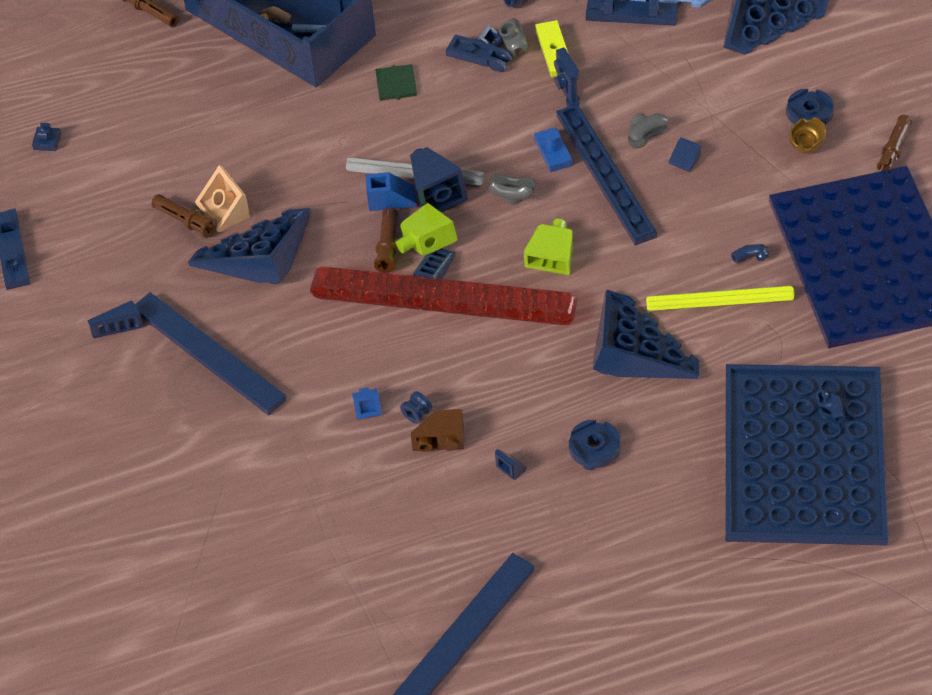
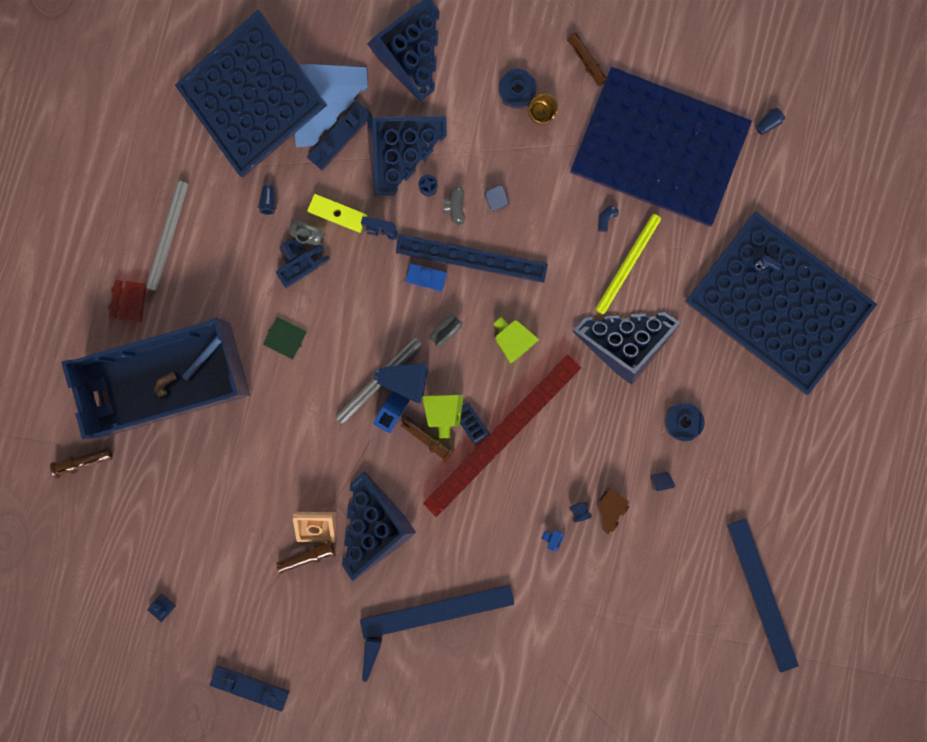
camera: 60 degrees left, 35 degrees up
(646, 97) = (428, 181): none -> dark blue wheel
(663, 54) = (398, 146): none -> dark blue slope

